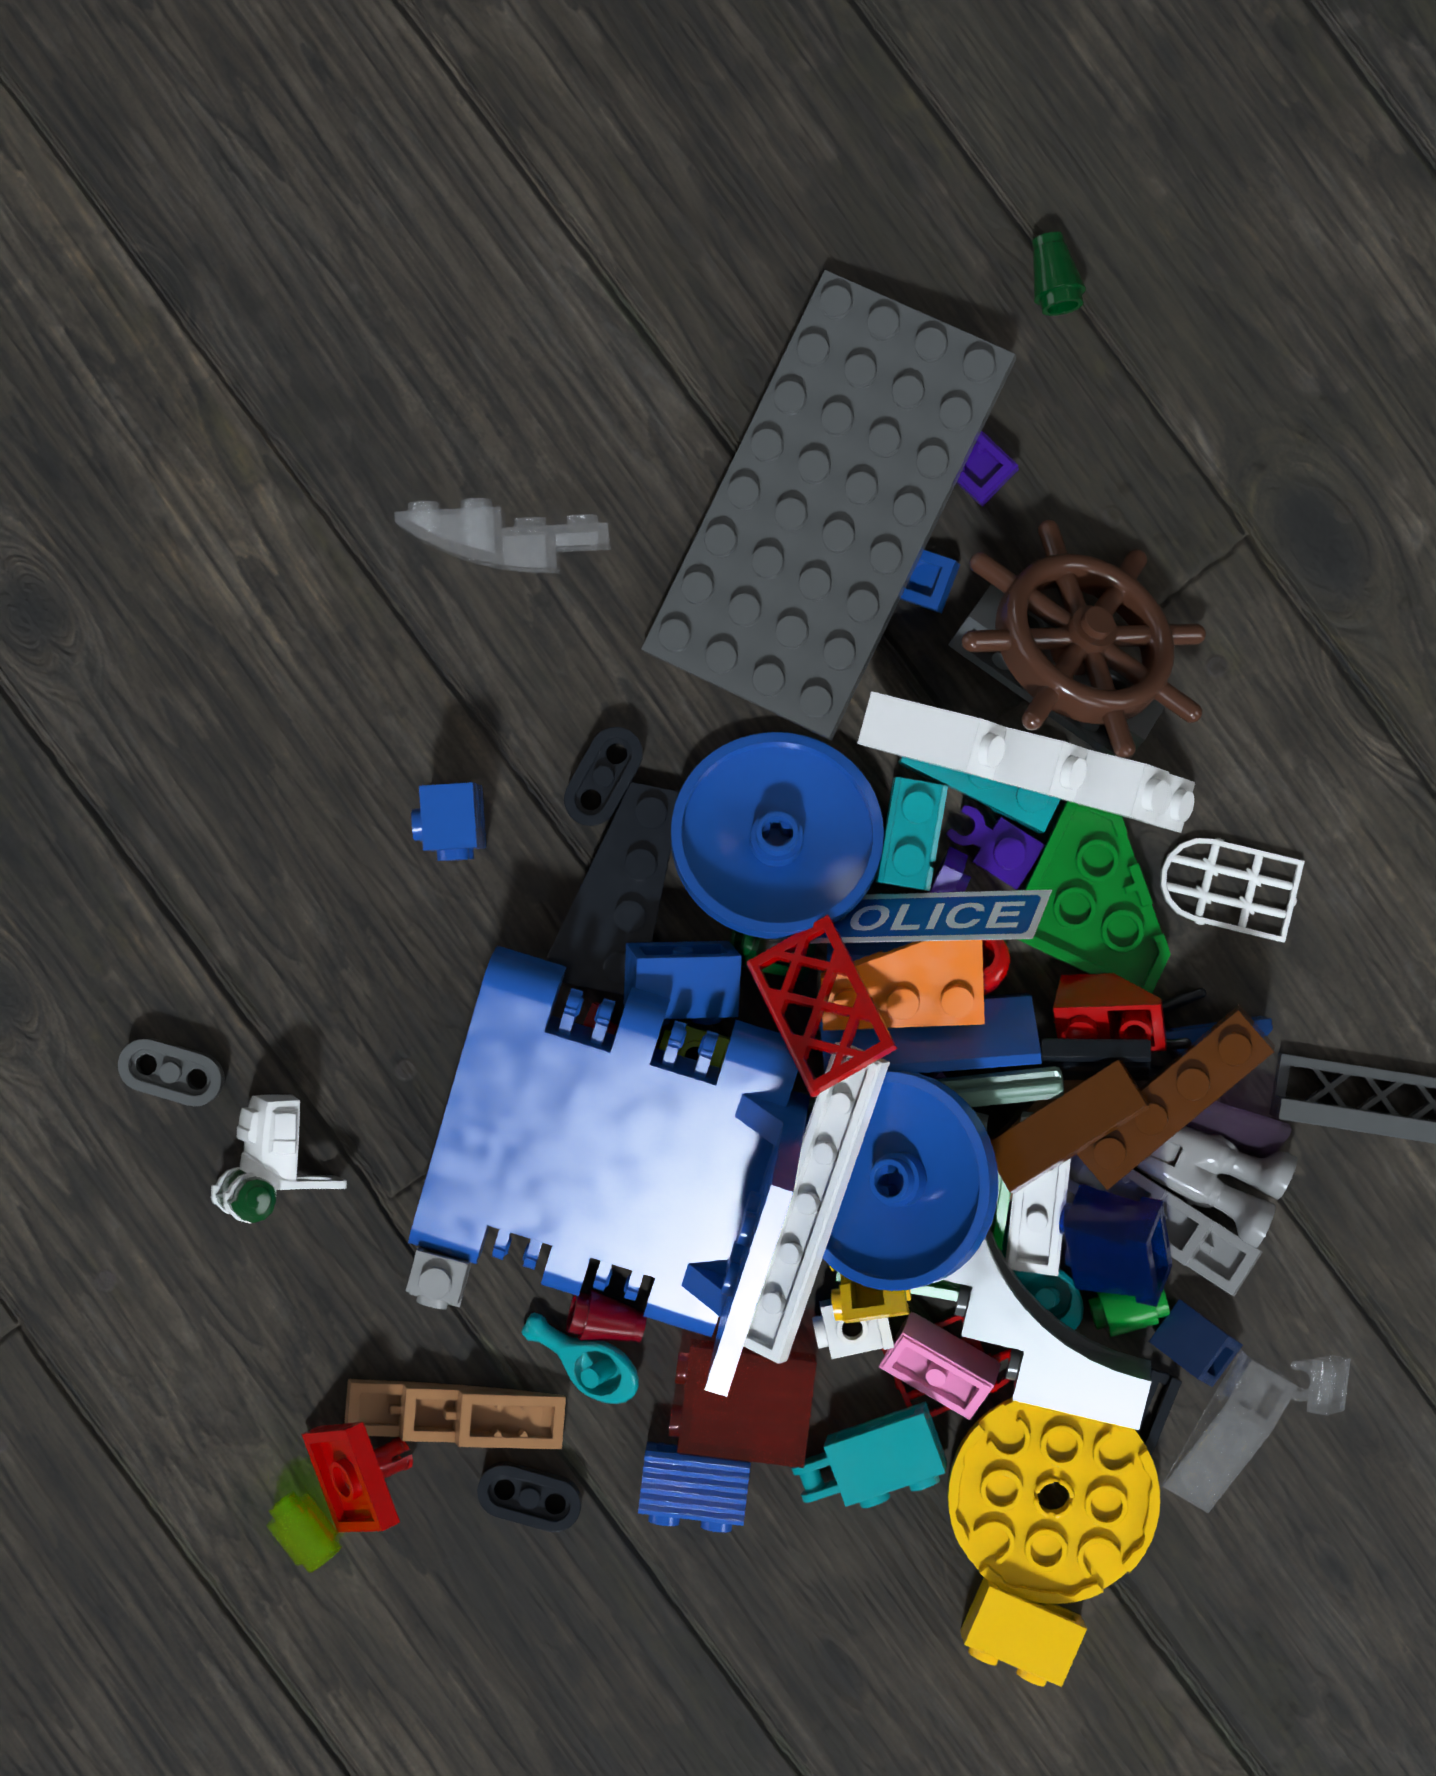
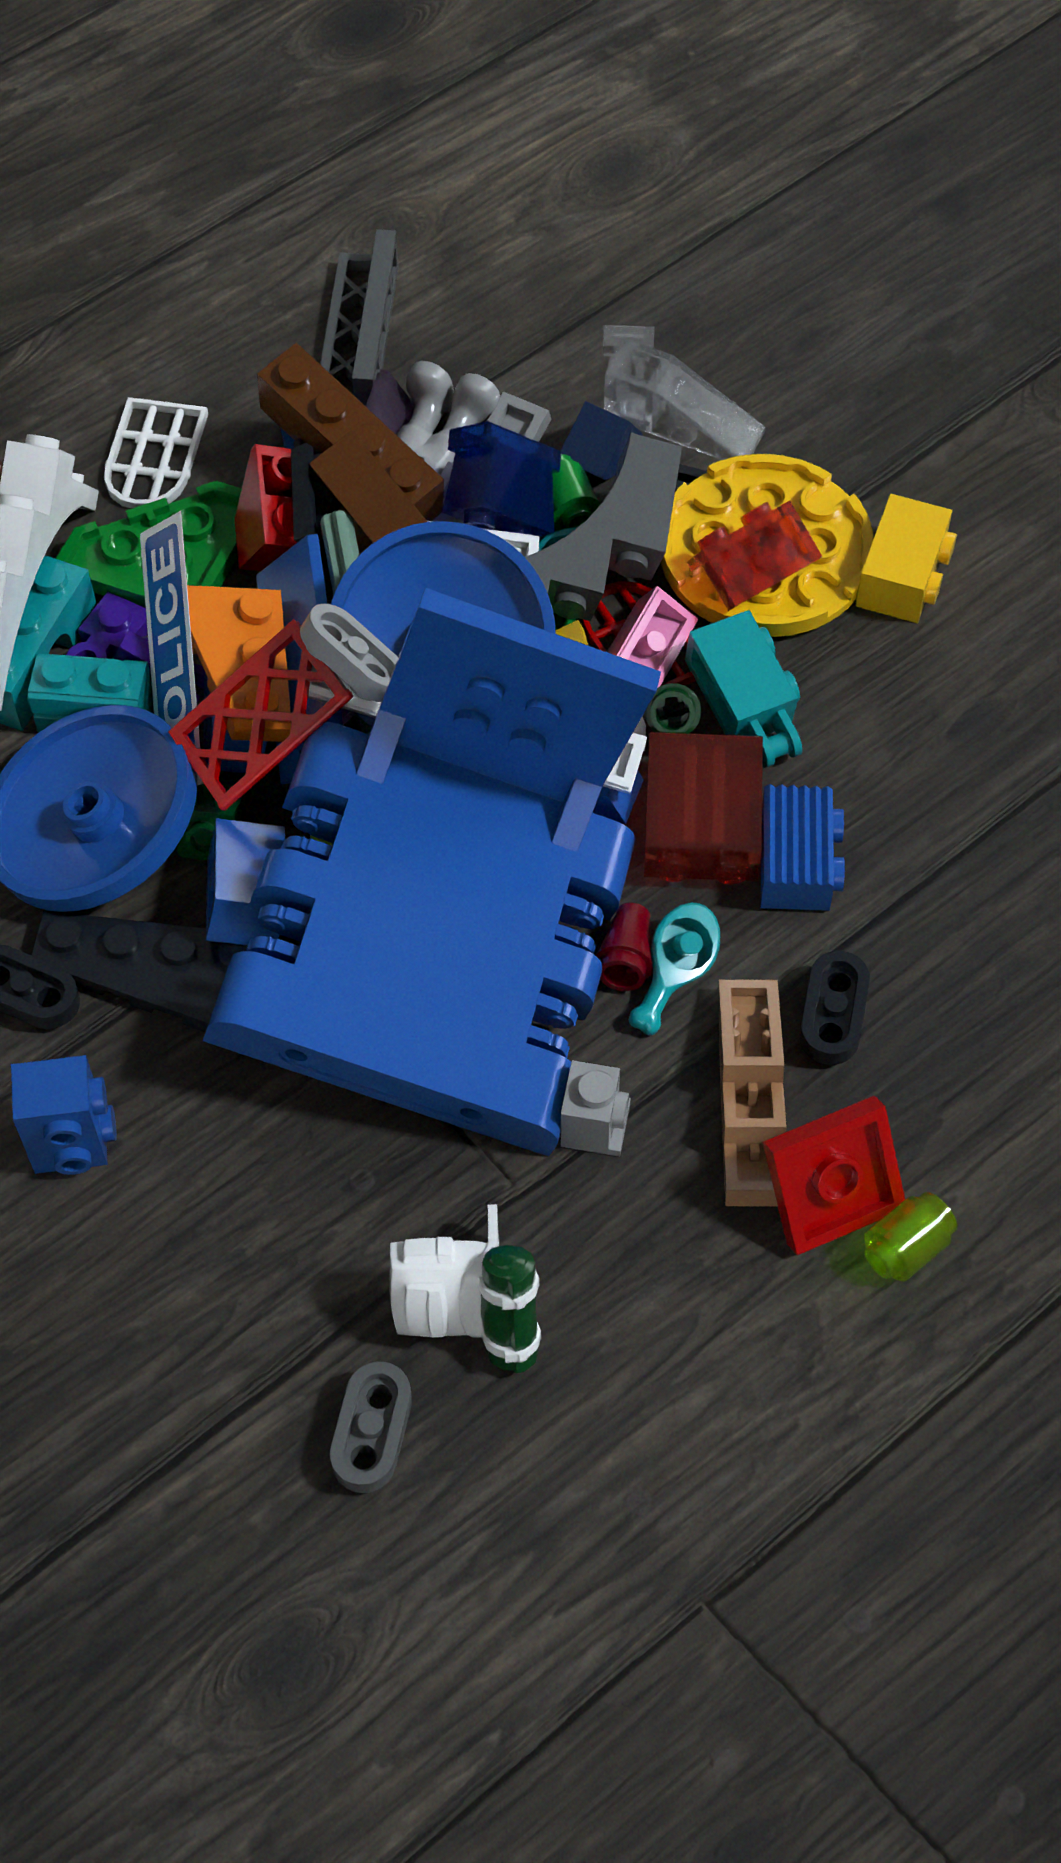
camera: 95 degrees left, 30 degrees down
(848, 1386) = (666, 721): none -> dark green cone
(852, 1098) = (348, 650): none -> light grey plate
(1018, 1485) = (756, 555): none -> clear red bracket

